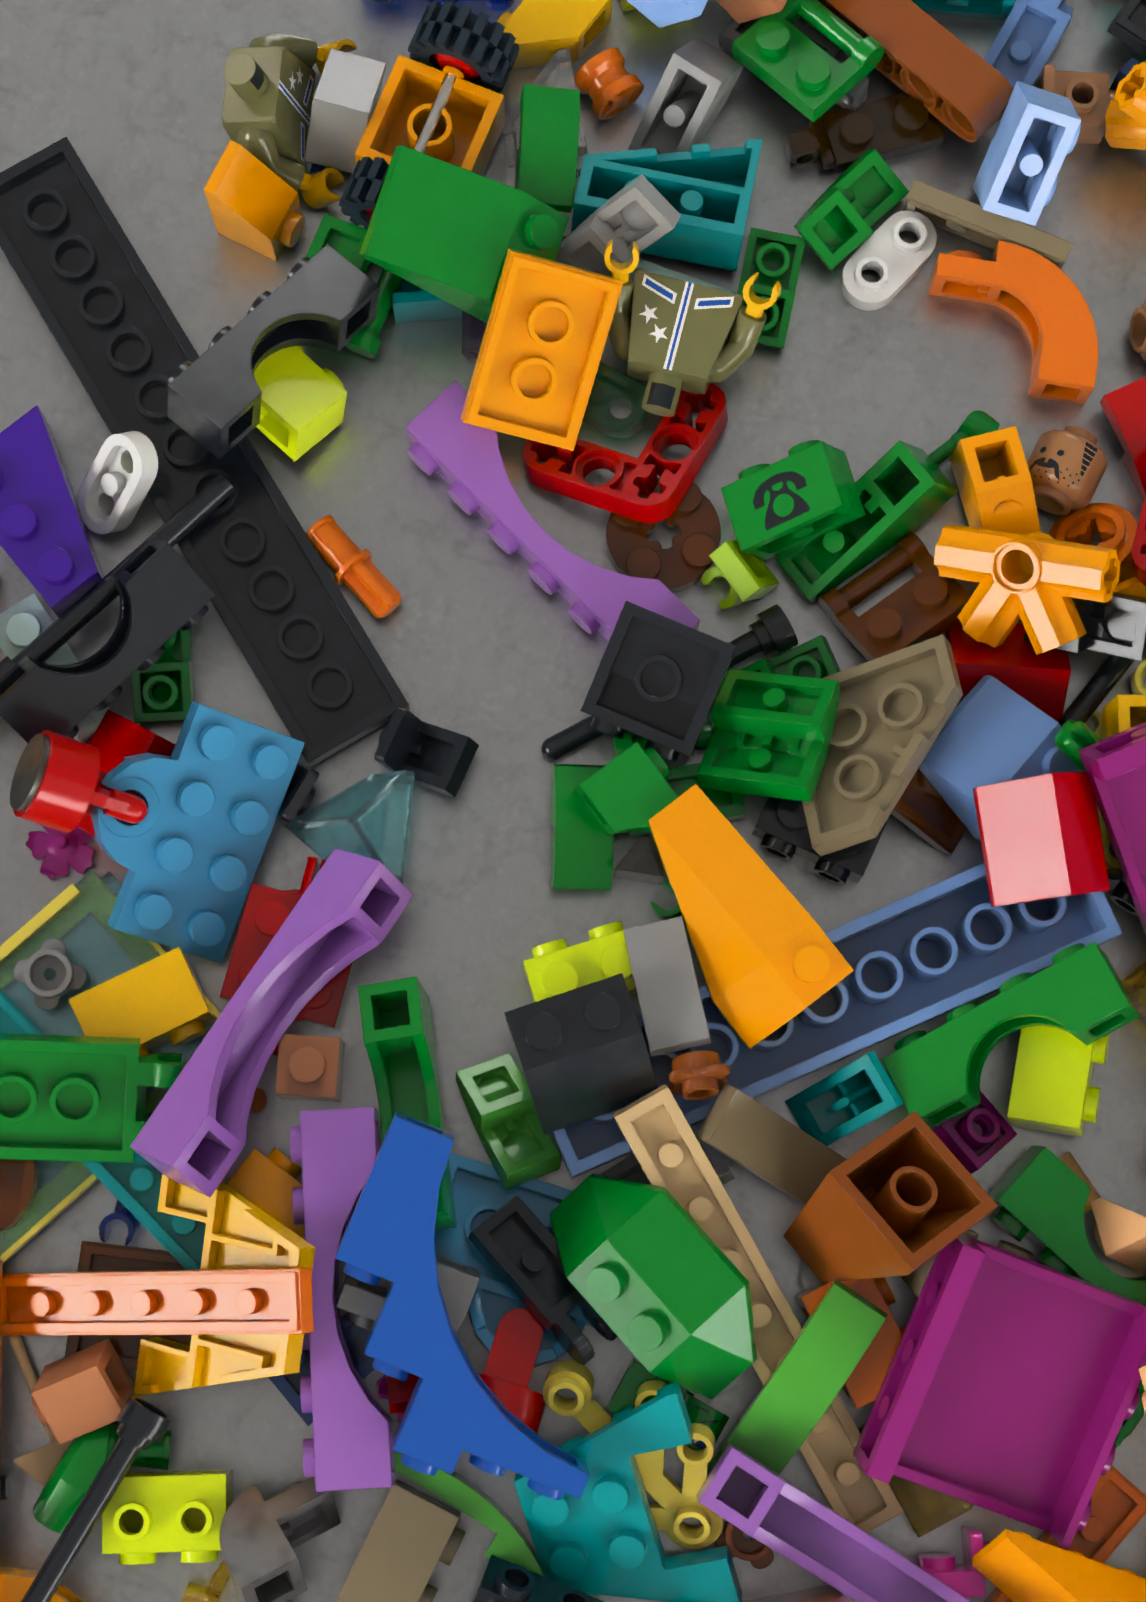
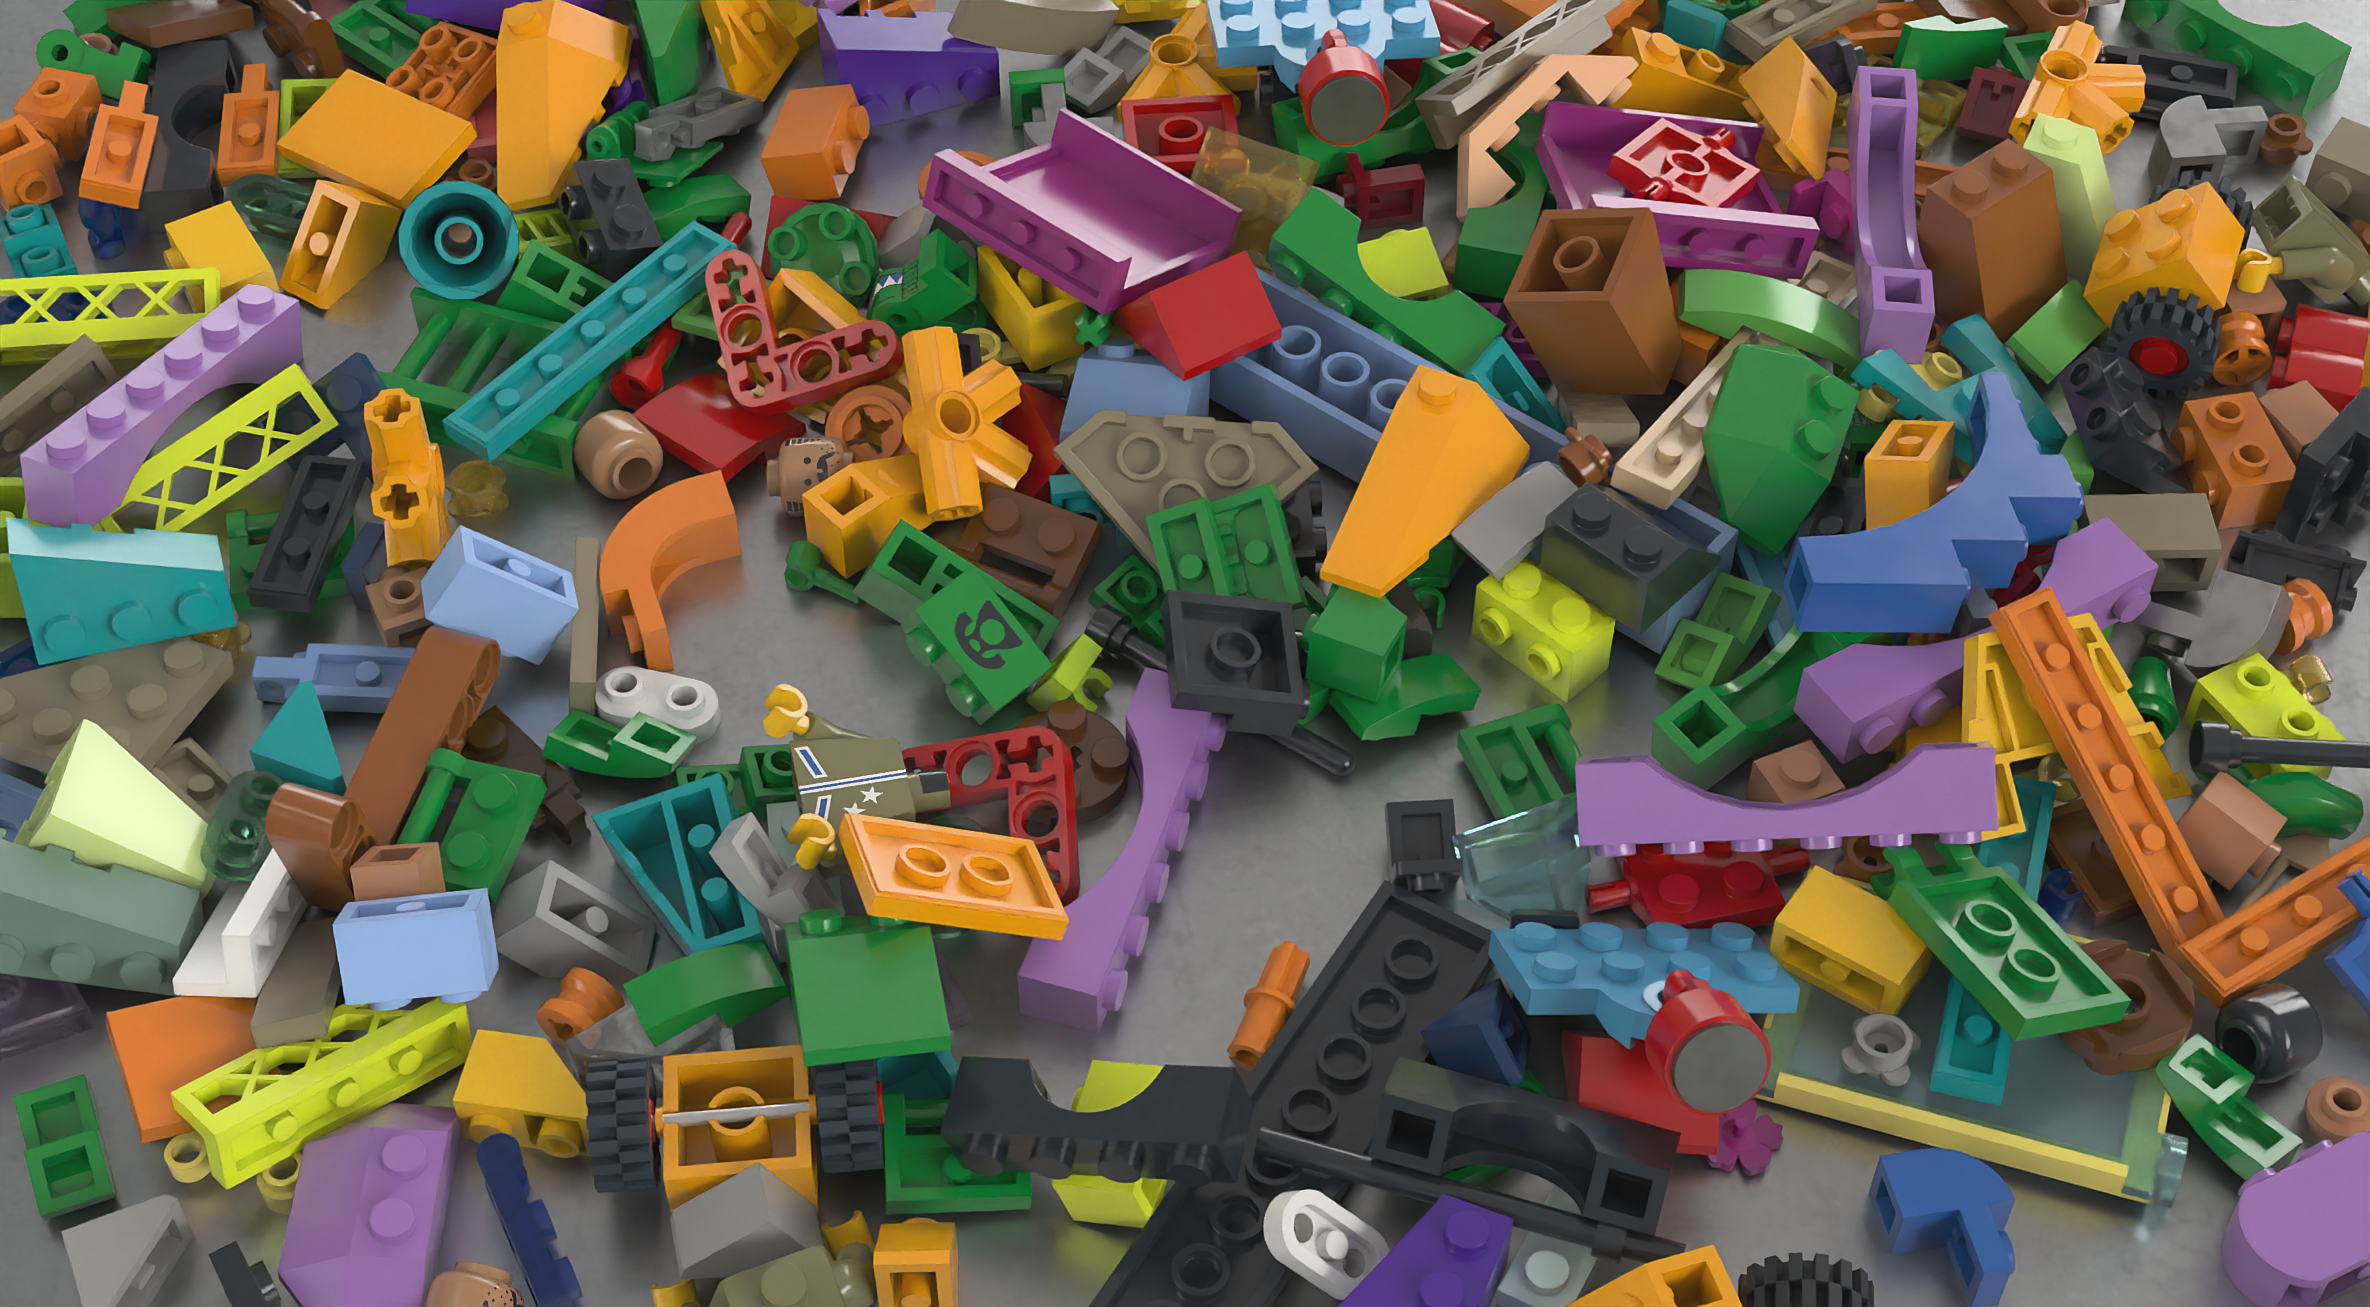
camera: 115 degrees left, 30 degrees down
(221, 680) = (1481, 1037): none -> dark blue slope
(250, 1437) = (2154, 694): none -> green cone
(463, 870) = (1510, 764): none -> green plate
(537, 1352) = (1907, 470): none -> light orange slope
(1018, 1405) = (1683, 167): none -> red plate

